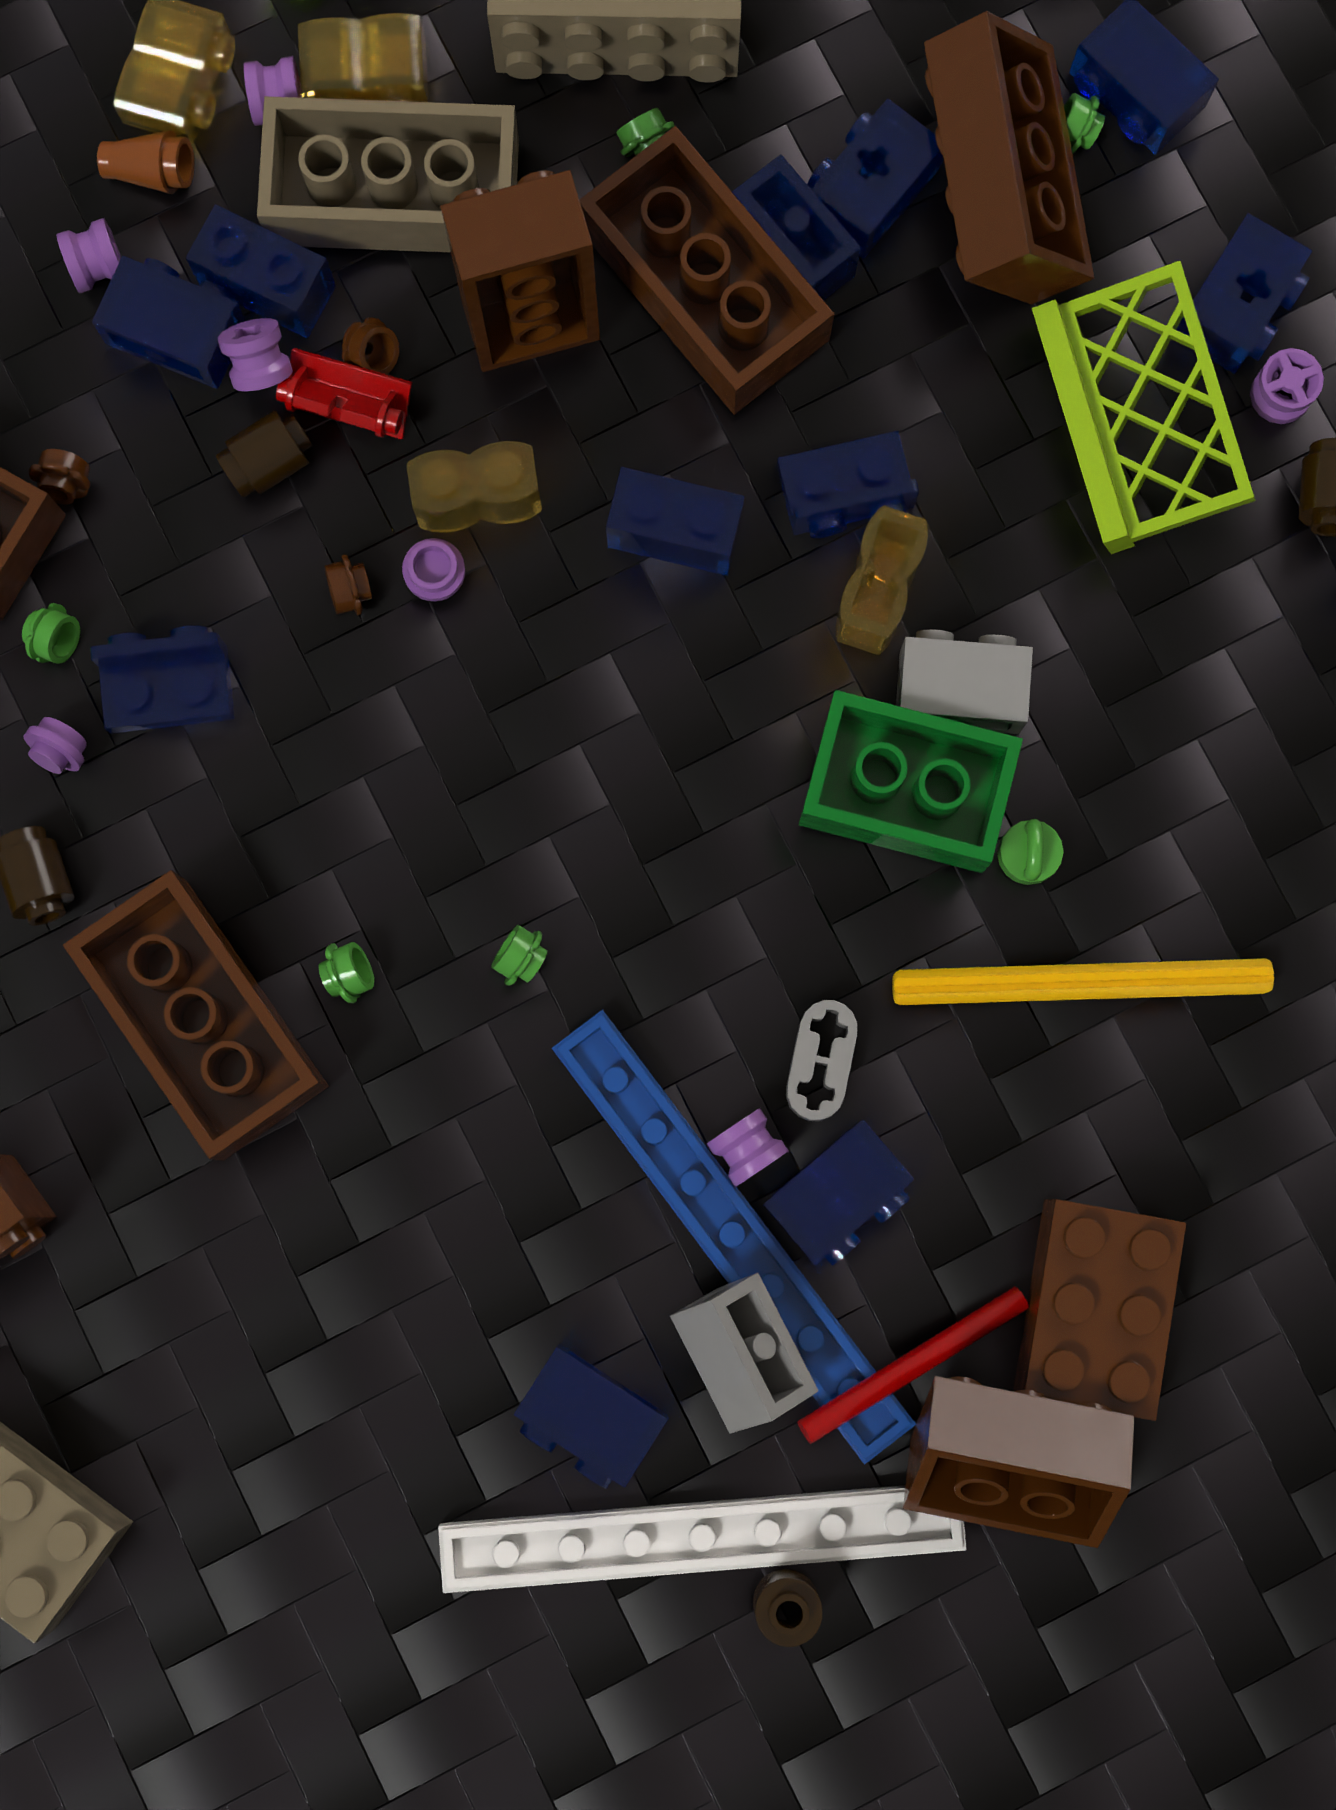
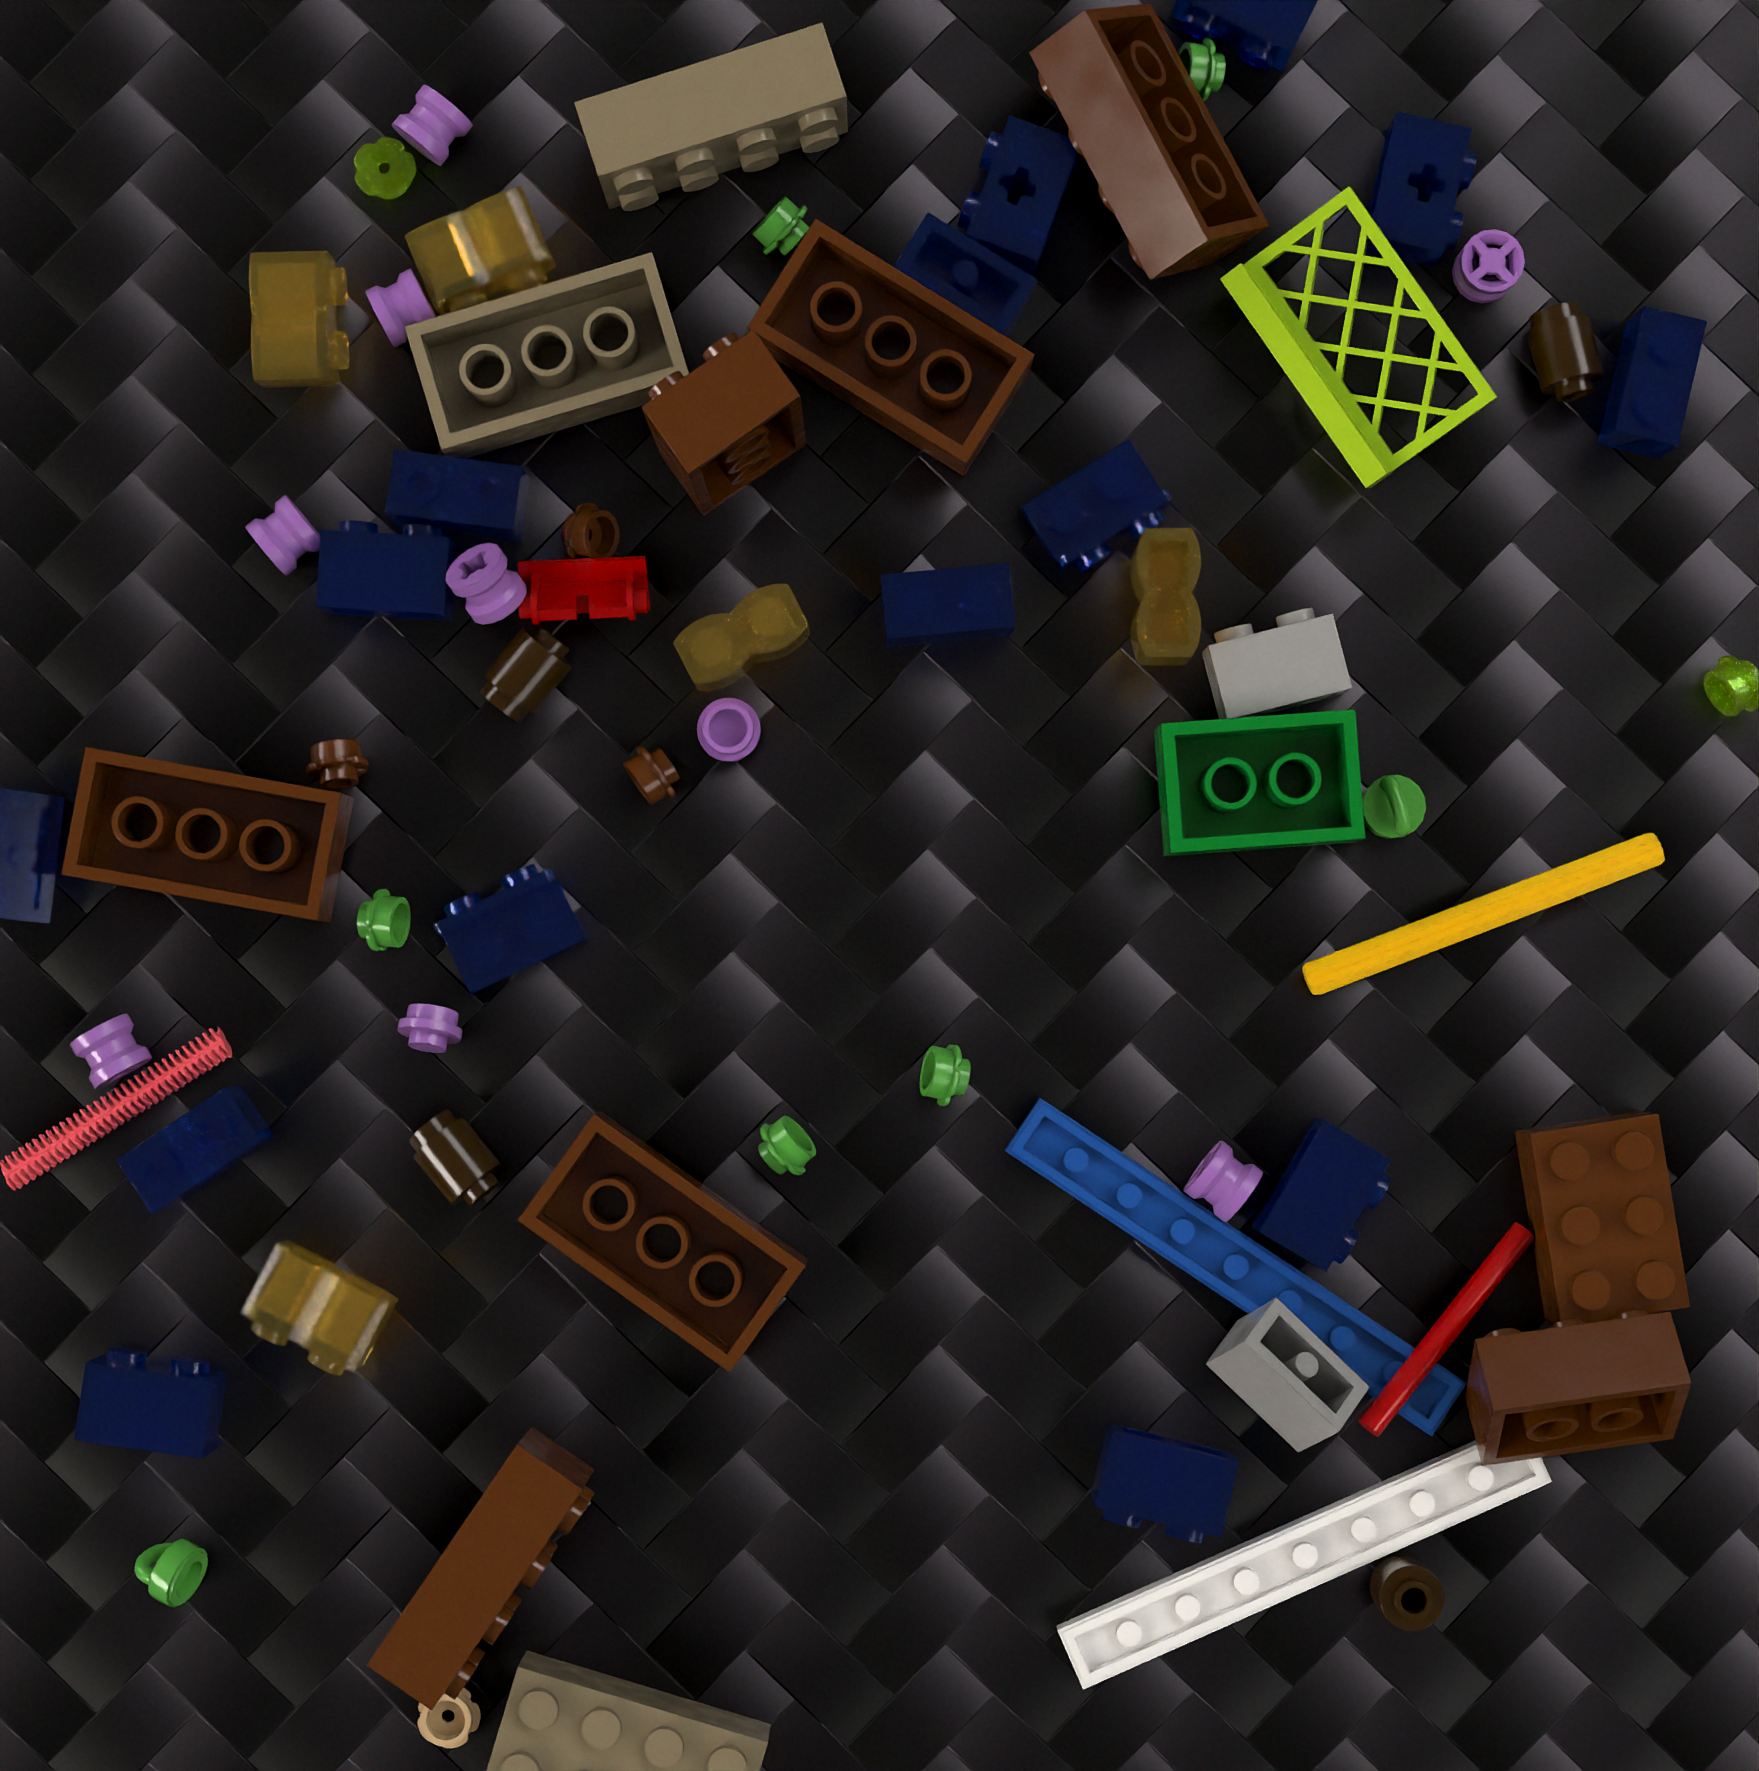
camera: 20 degrees left, 5 degrees up
(150, 160) = (306, 420): dark orange cone -> none
(837, 1063) = (1278, 1071): light grey beam -> none

